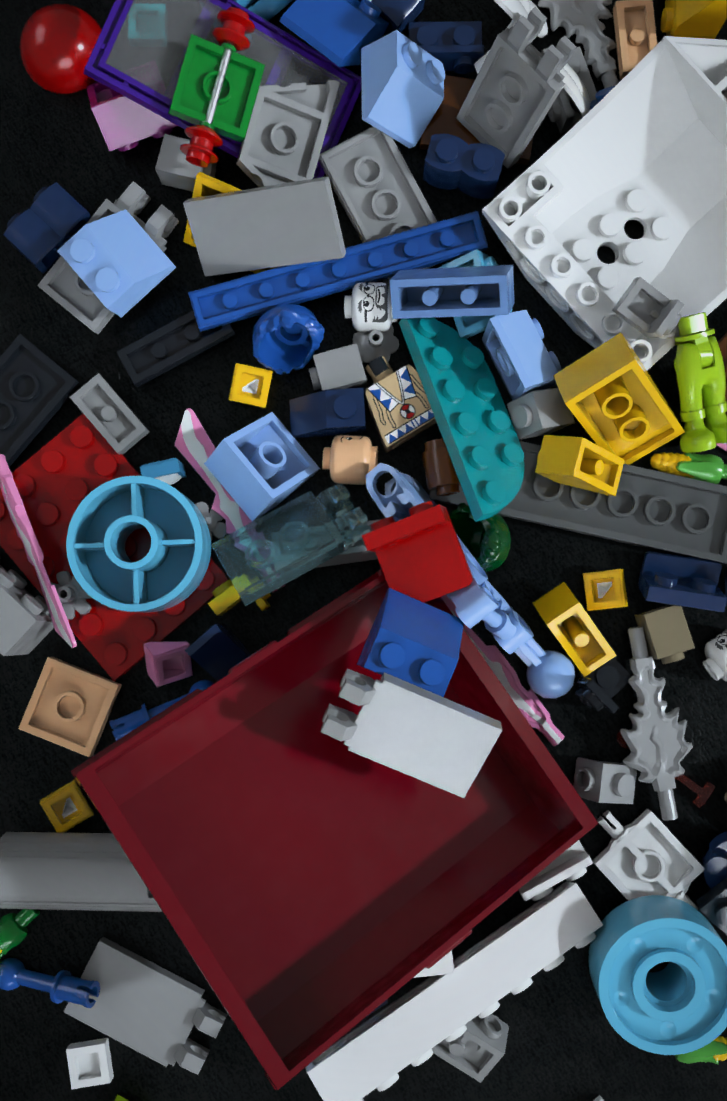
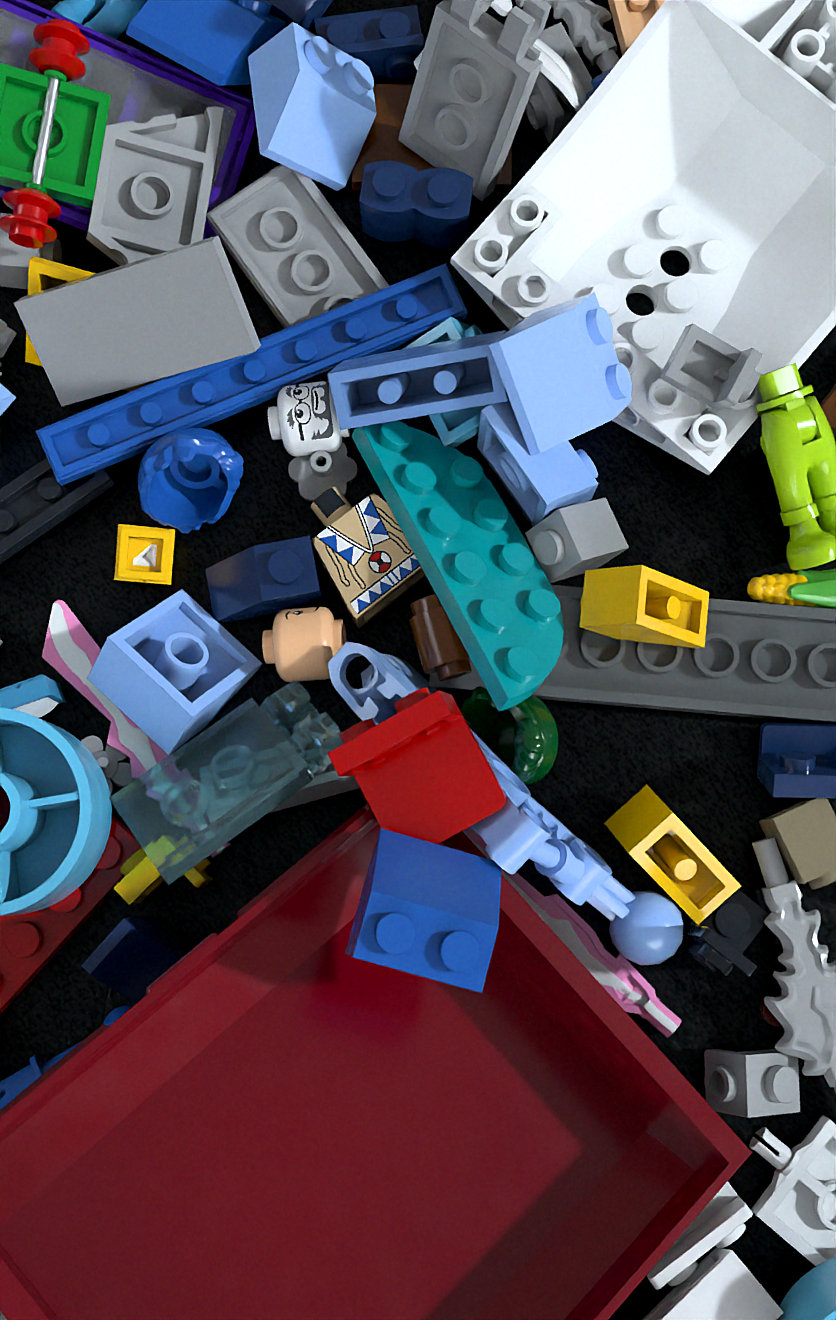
camera: 10 degrees left, 5 degrees down
(167, 661) = (63, 986): bright pink slope -> none
(338, 369) = (271, 514): light grey brick -> none
(412, 731) = (441, 1047): tile -> none
(547, 299) = (562, 372): none -> light blue slope
(605, 589) = (709, 788): yellow tile -> none
(618, 401) = (687, 507): yellow slope -> none

